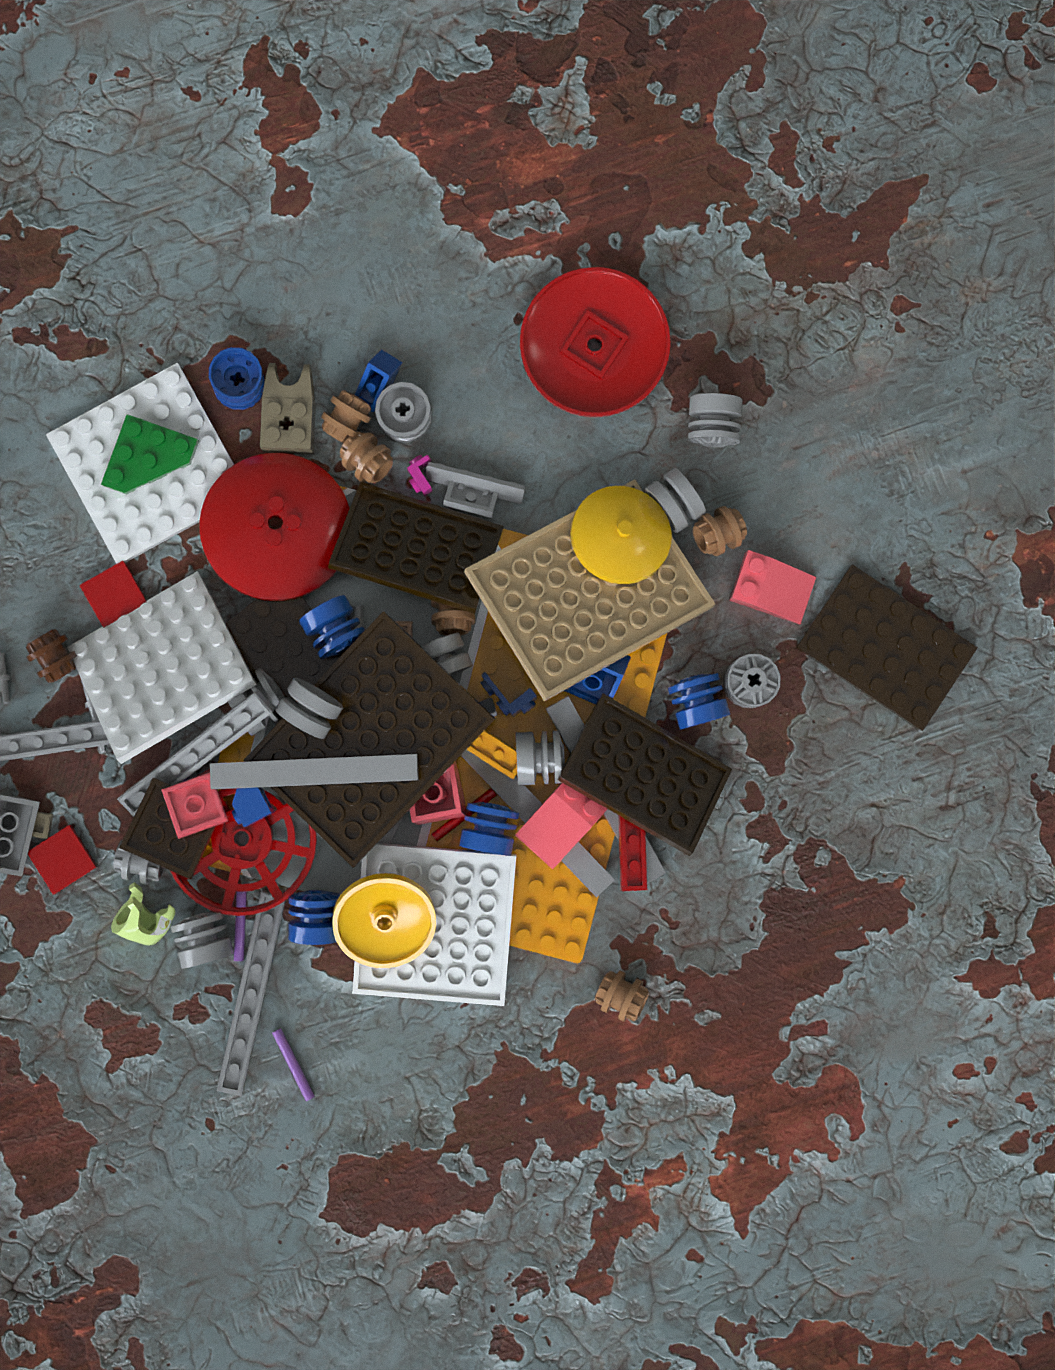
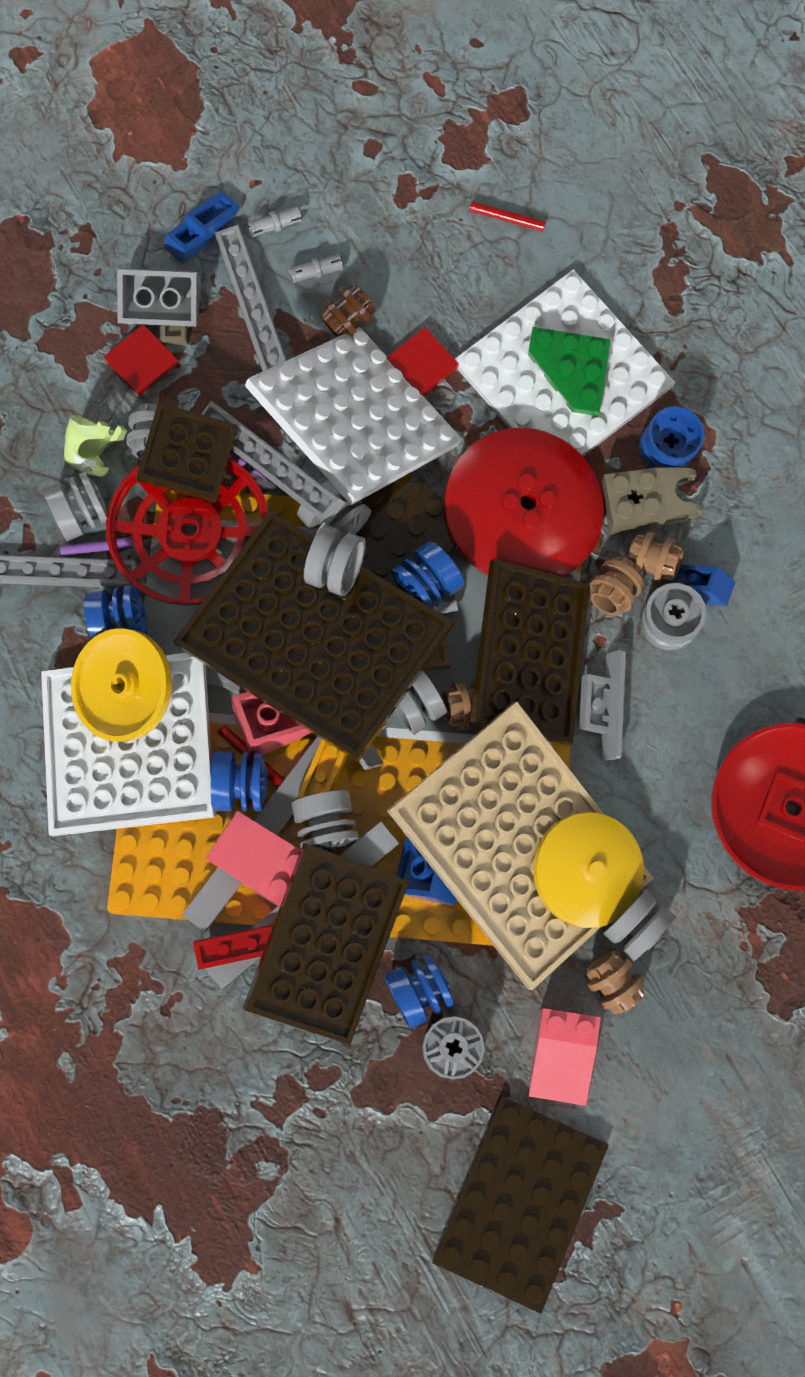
camera: 80 degrees right, 10 degrees down
(194, 805) = (214, 469): coral tile -> none
(251, 805) = (229, 525): blue slope -> none
(314, 771) = (269, 583): light grey tile -> none
(418, 480) = (602, 646): dark pink bracket -> none
(522, 703) = (382, 794): dark blue bracket -> none
(622, 995) = (75, 966): medium nougat piece -> none
(715, 413) = (745, 953): light grey wheel -> none

